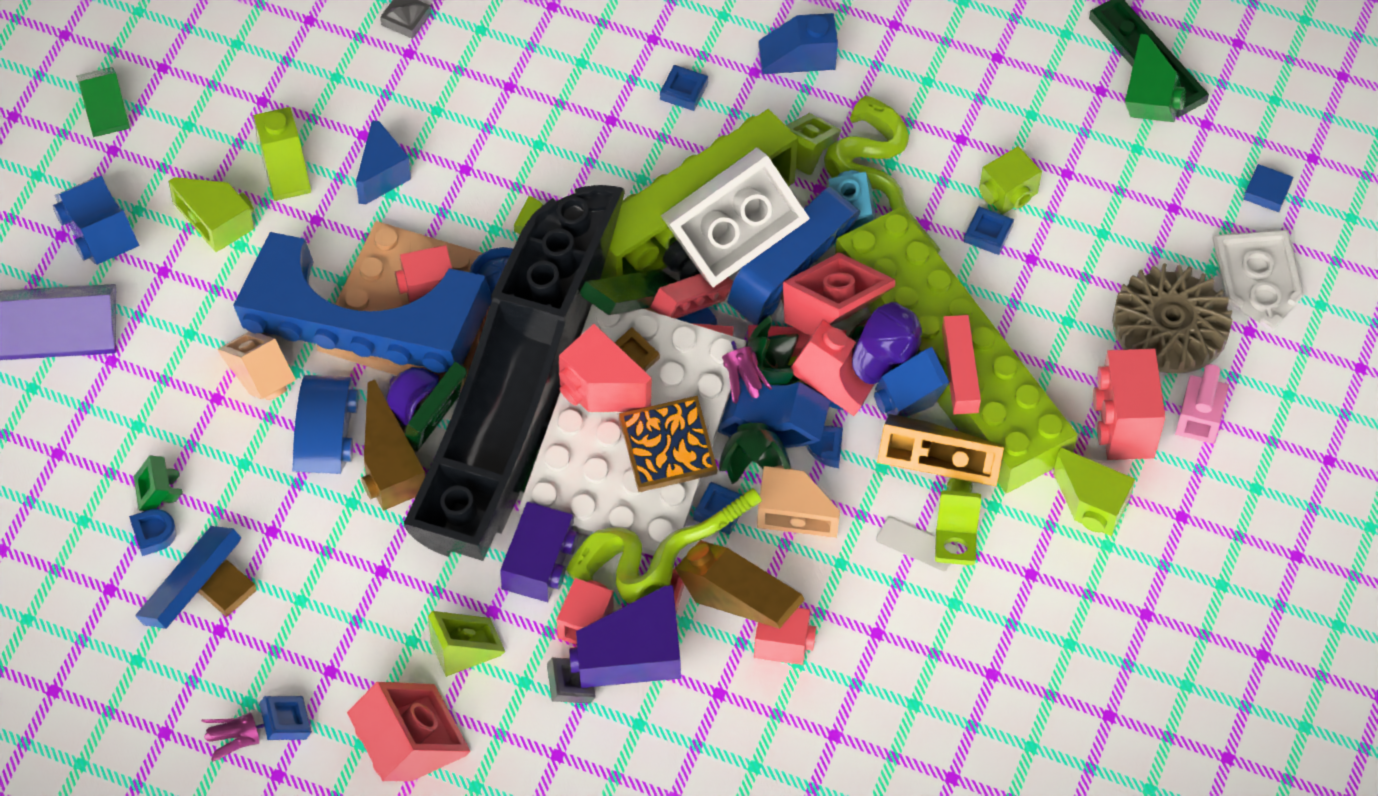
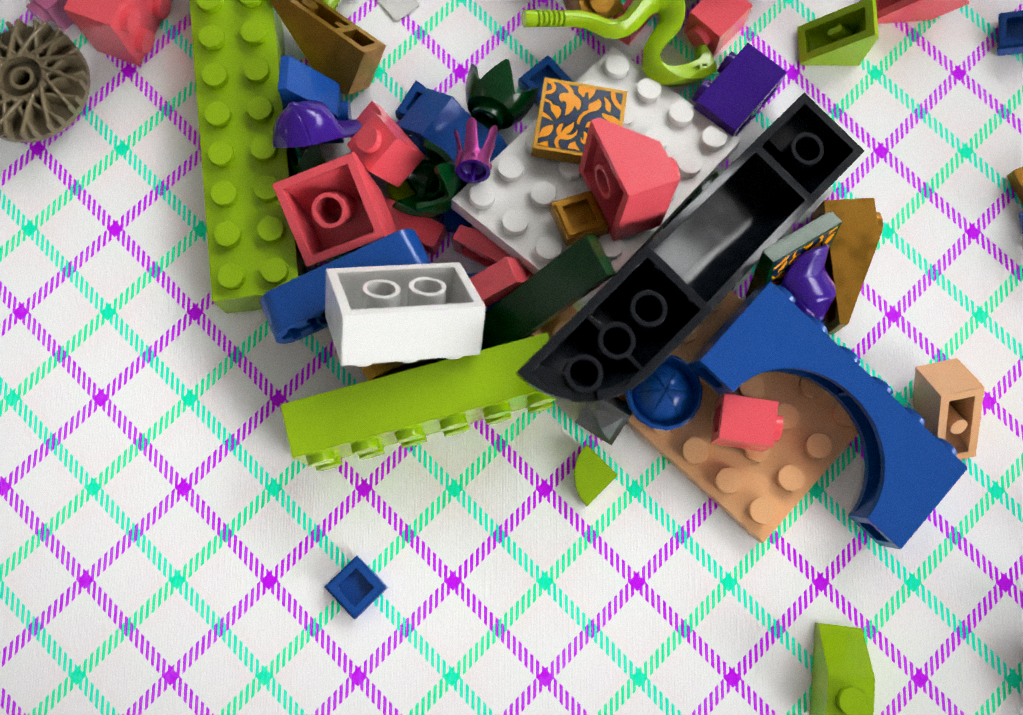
camera: 155 degrees left, 20 degrees up
(213, 209) = (943, 628): lime slope -> none
(323, 424) = (903, 305): blue brick -> none
(382, 165) = (734, 616): blue slope -> none
(795, 504) = (479, 41): light nougat slope -> none
(800, 45) = (204, 581): blue slope -> none
(813, 137) = (256, 446): lime slope -> none
(842, 152) = (235, 417): lime animal -> none
(858, 191) = (252, 346): medium azure brick -> none
(961, 364) = (256, 78): coral piece -> none
(988, 230) = (137, 272): blue tile -> none
(1010, 180) = (82, 309): lime brick -> none

